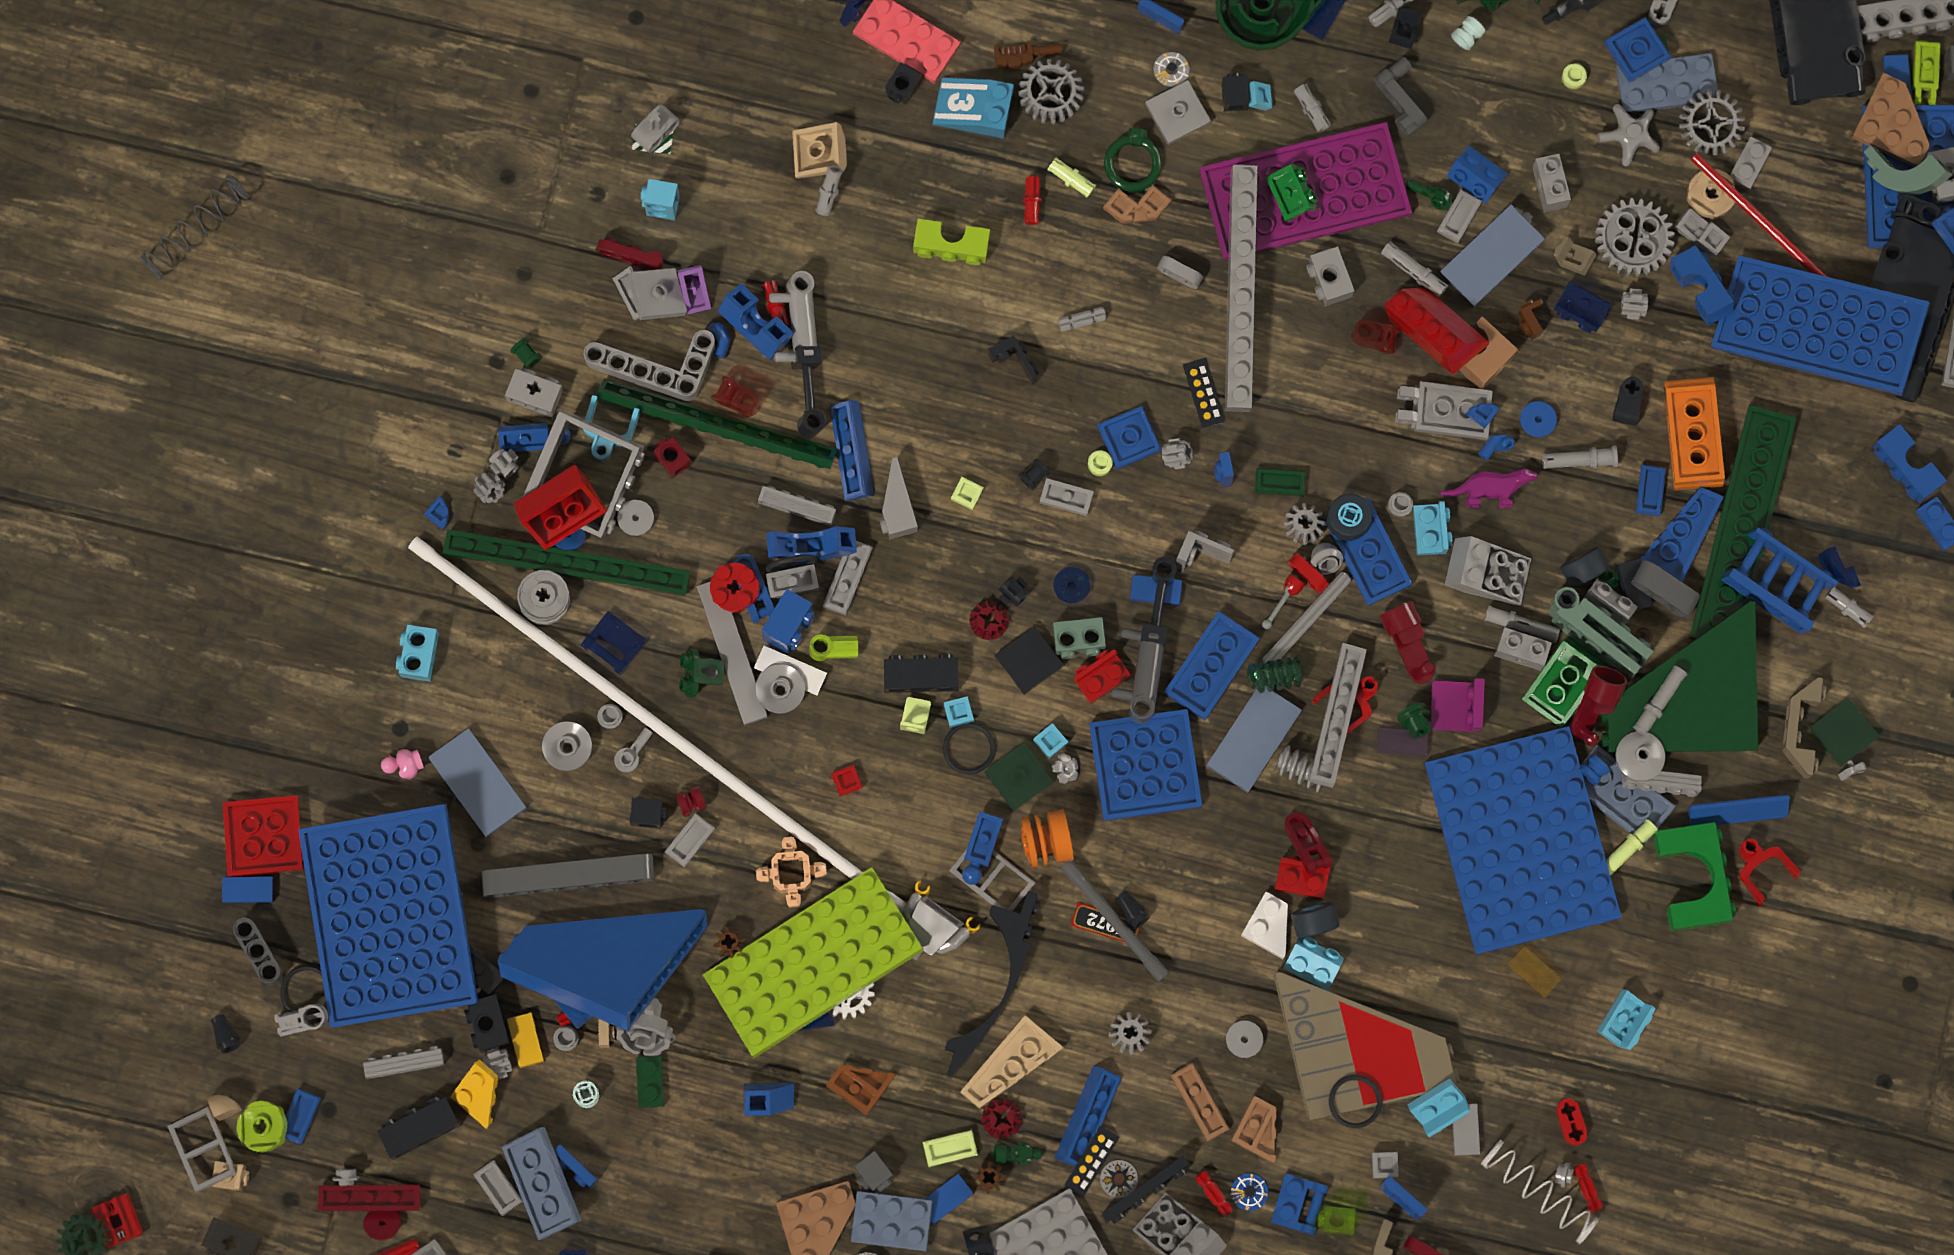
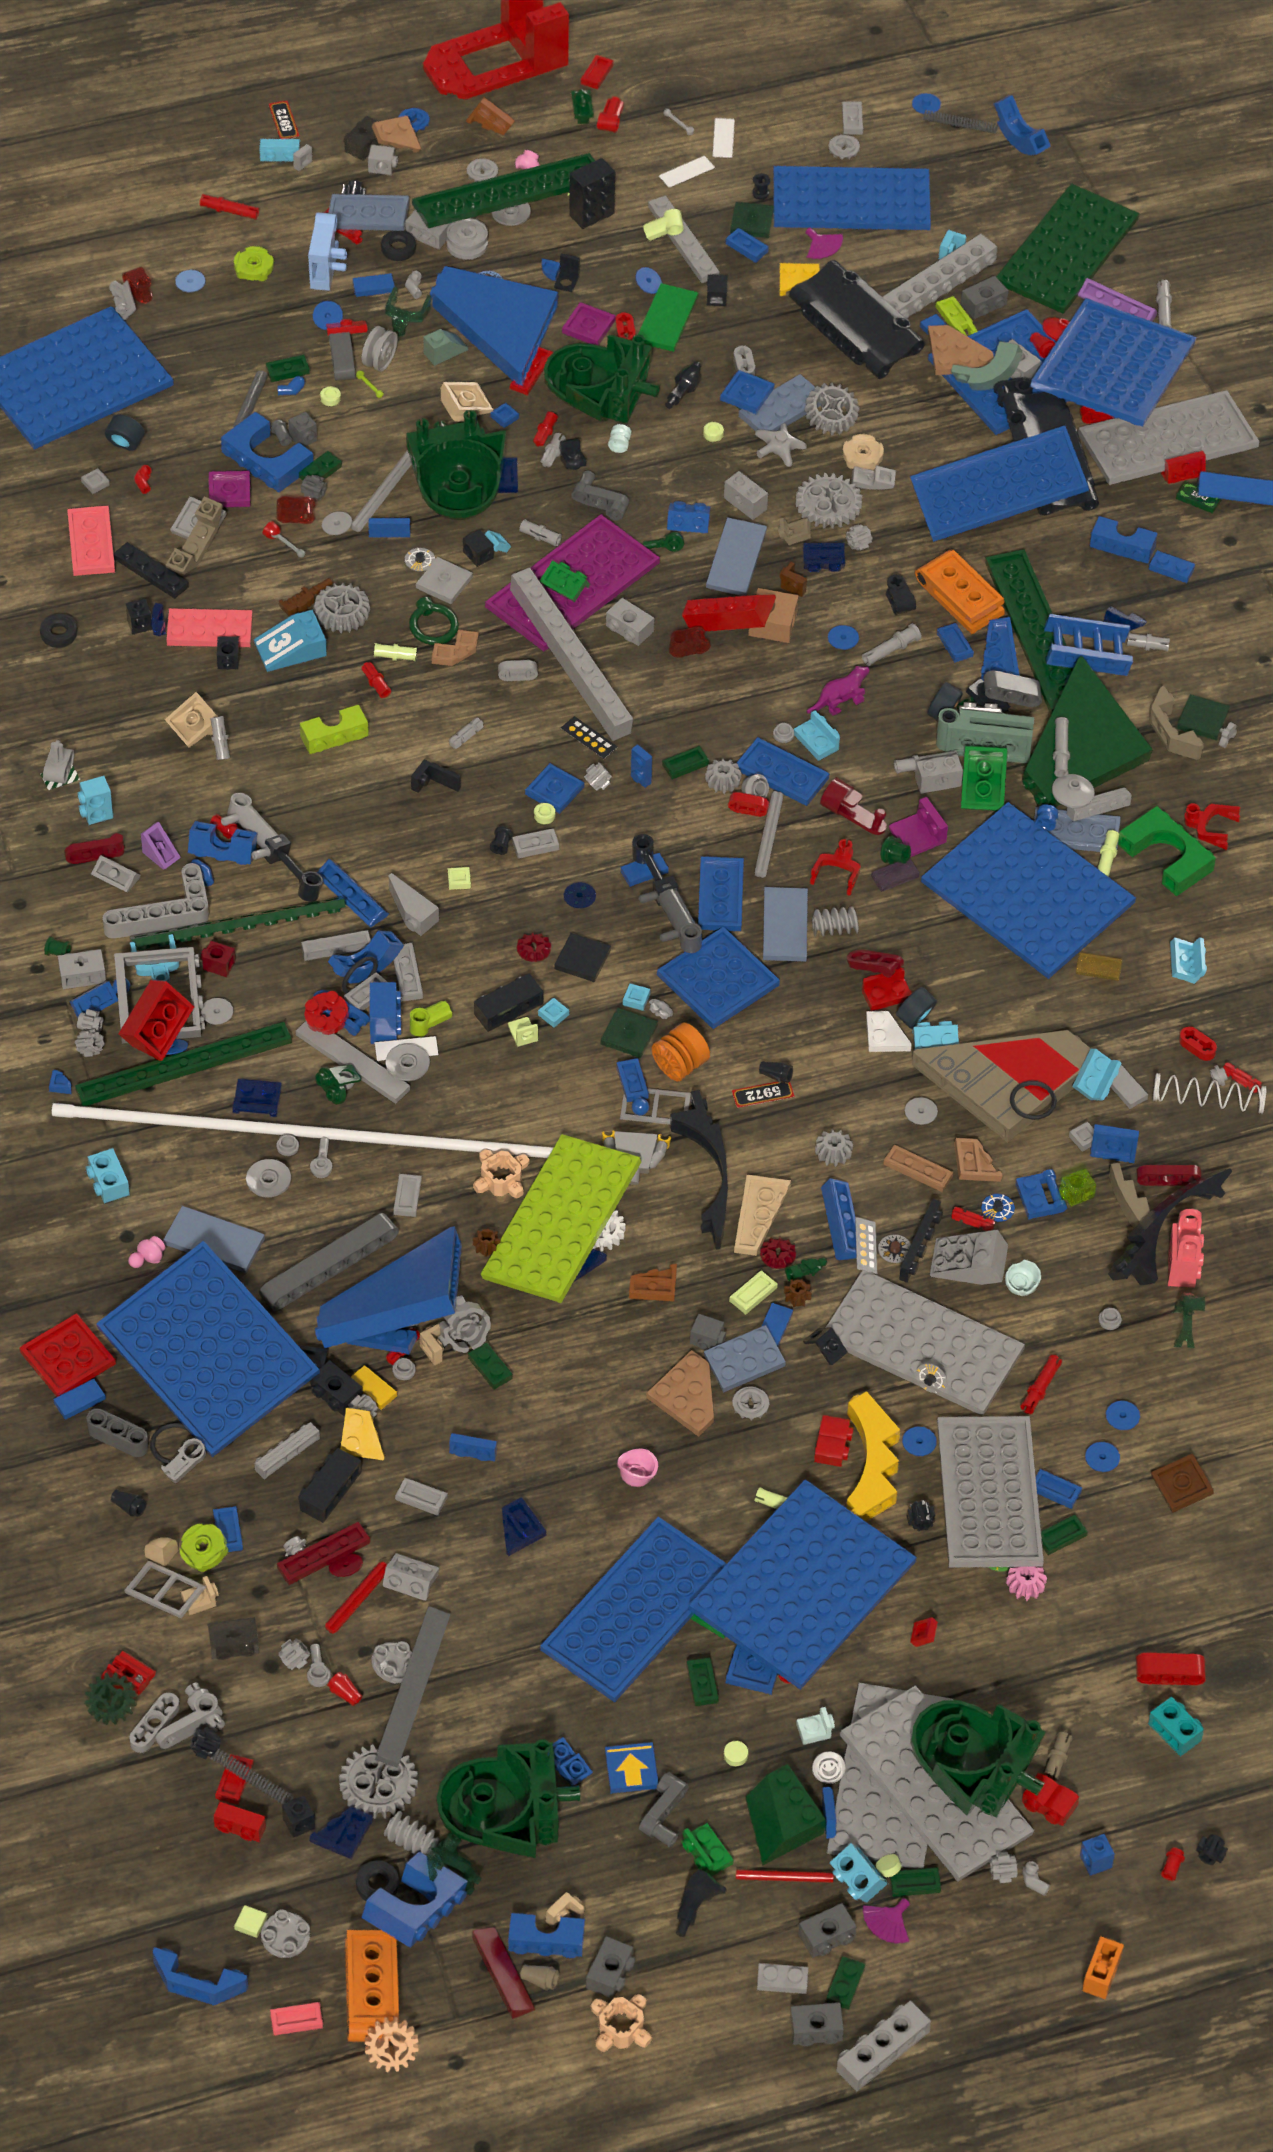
camera: 30 degrees left, 25 degrees down
(535, 585) = (181, 1093): light grey wheel -> none
(541, 1183) = (454, 1470): sand blue tile -> none
(586, 1094) = (447, 1395): light aqua wheel -> none
(647, 813) = (362, 1190): black brick -> none
(657, 294) = (134, 862): light grey plate -> none
(690, 801) = (390, 1166): dark red wheel -> none
(732, 395) = (243, 898): clear red piece -> none
(767, 1098) = (588, 1325): blue slope -> none
(846, 780) = (500, 1098): red tile -> none
(969, 771) = (579, 1017): black tyre -> none
(1013, 591) = (539, 917): black gear -> none
(1077, 630) = (609, 921): sand green brick -> none
(1101, 676) = (643, 940): red bracket -> none
(1149, 960) = (723, 1072): dark grey piece -> none
(1198, 542) = (664, 819): light grey bracket -> none
(1275, 673) = (772, 872): clear green piece -> none
(1292, 587) = (743, 817): hinge -> none
(1337, 715) = (837, 871): light grey plate -> none
(1348, 525) = (753, 750): black wheel -> none
(1419, 273) = (676, 590): light grey pin -> none
(1443, 409) = (772, 662): light grey tile -> none
(1459, 216) = (694, 548): light grey tile -> none
(1482, 413) = (801, 650): blue tile -> none
(1487, 570) = (875, 741): light grey slope -> none
(1496, 443) = (824, 665): blue arm -> none
(1601, 696) = (1017, 762): dark red piece -> none
(1694, 268) = (884, 497): blue arch -> none
(1739, 810) = (1169, 794): blue slope -> none
(1750, 163) = (876, 423): light grey plate -> none
(1756, 215) = (896, 445): red piece -> none

